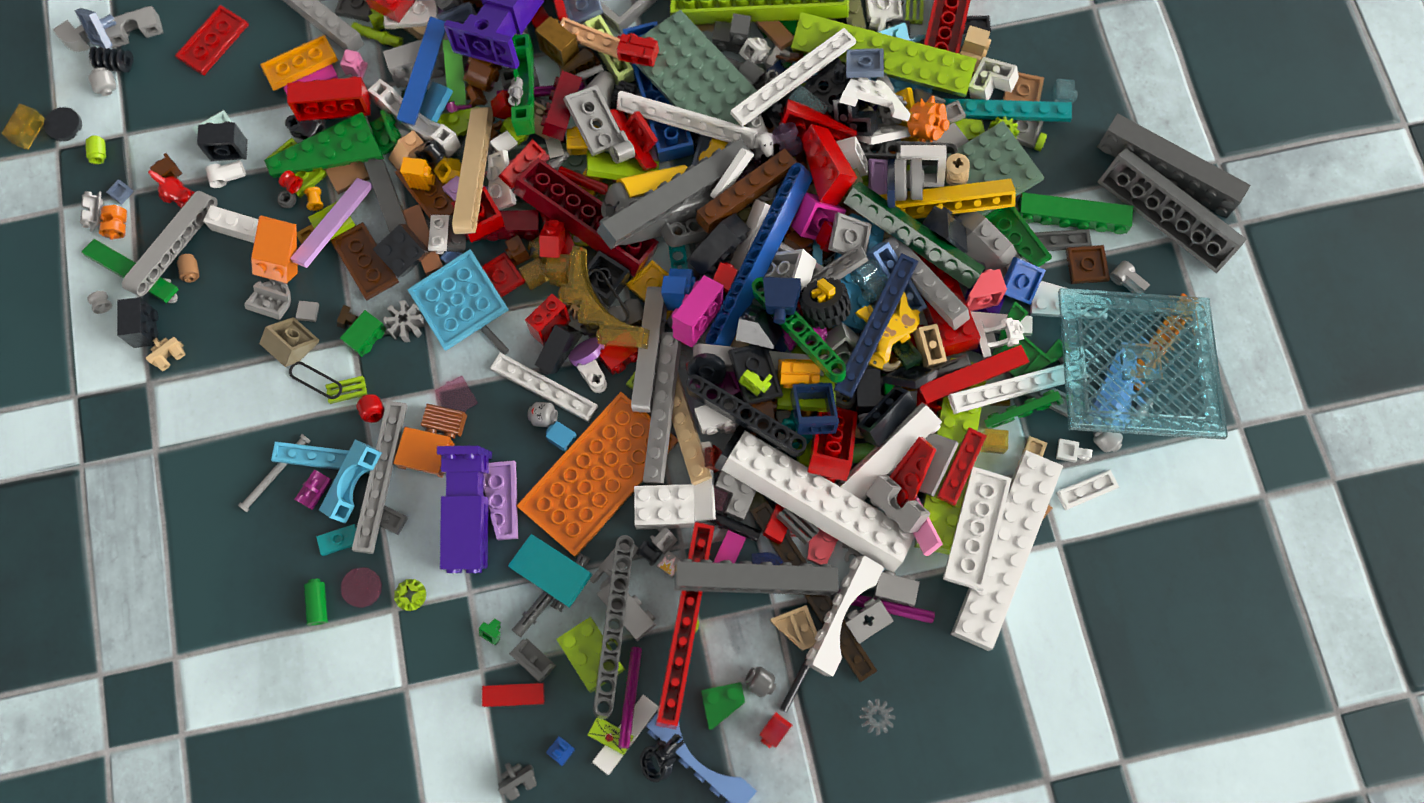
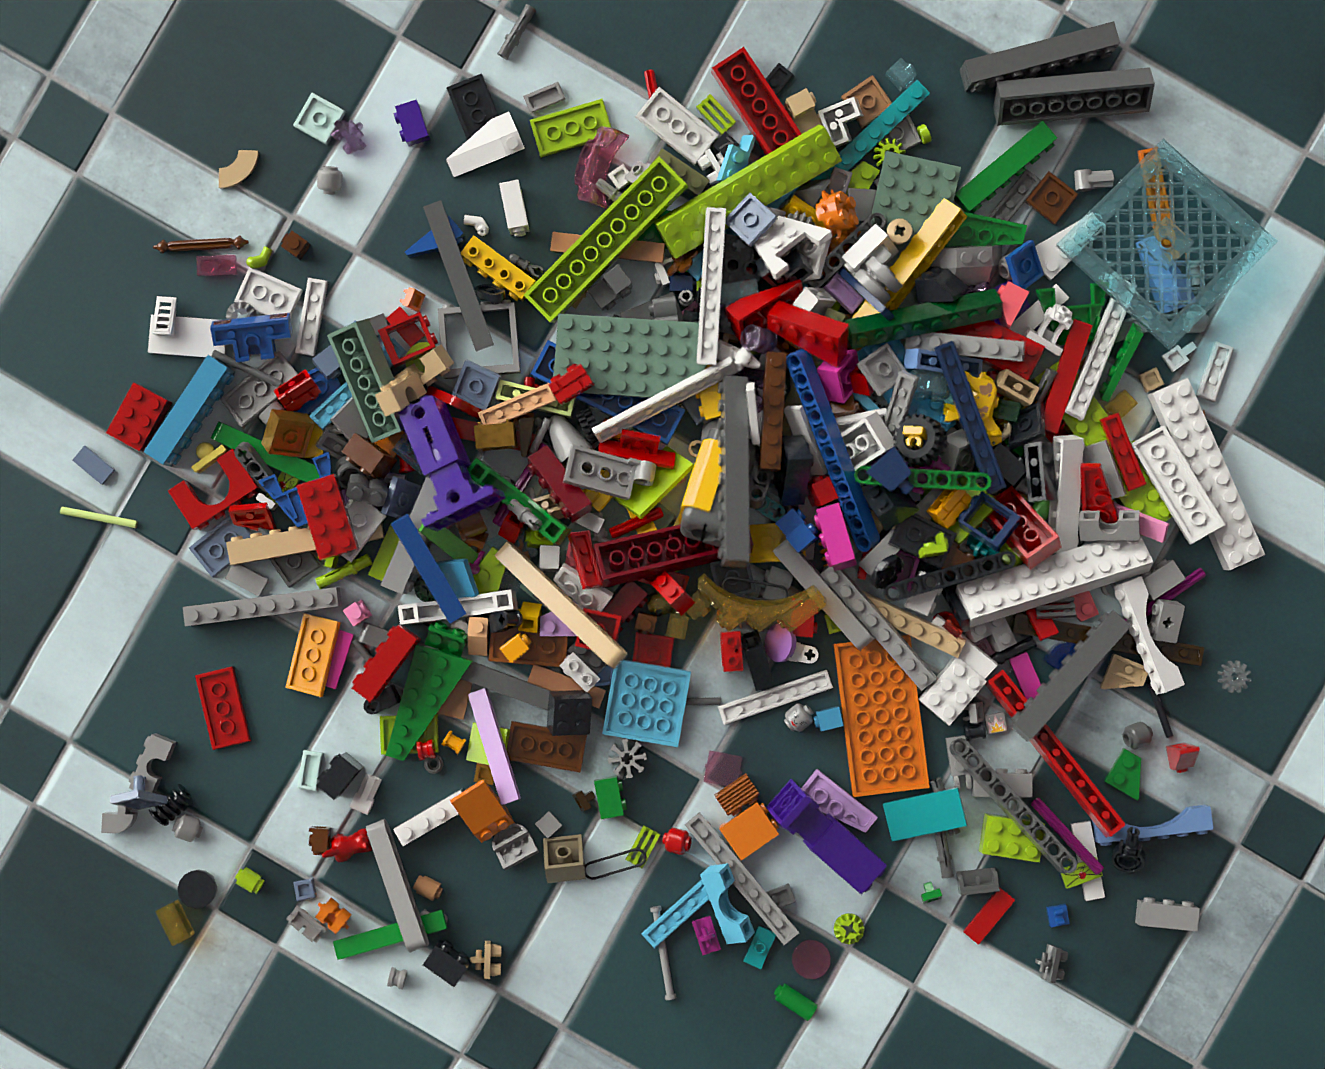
camera: 50 degrees left, 15 degrees up
(755, 50) = (645, 284): white brick -> none

